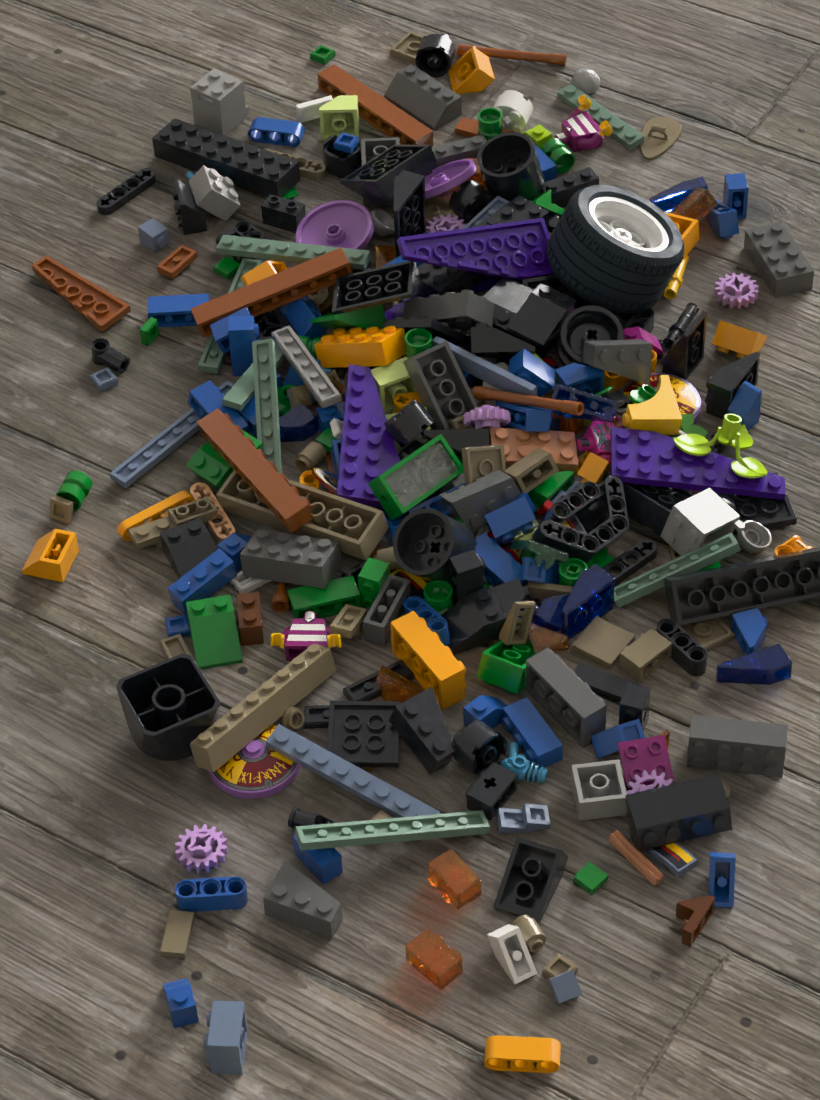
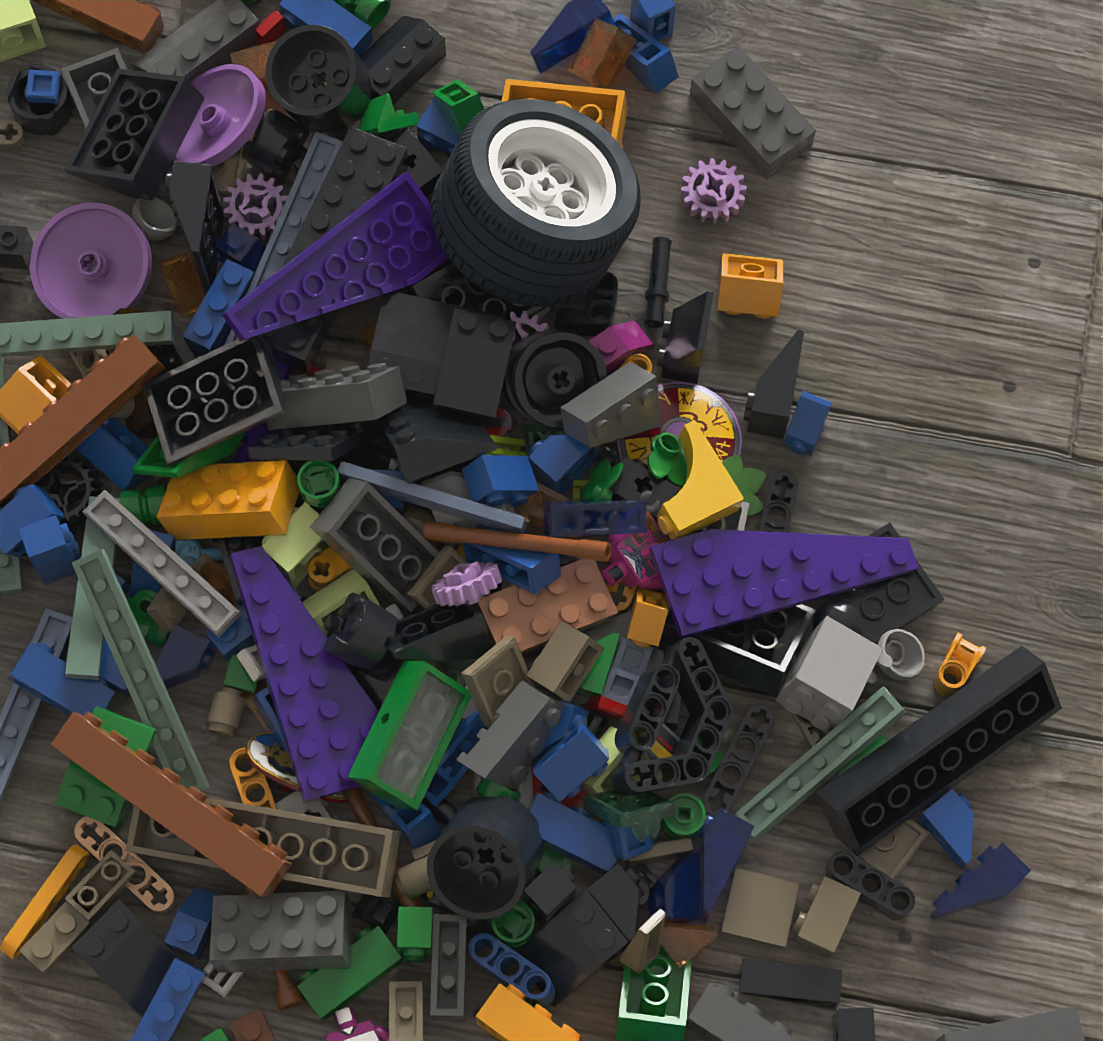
camera: 25 degrees left, 25 degrees up
(730, 434) = (816, 482): lime plant -> none

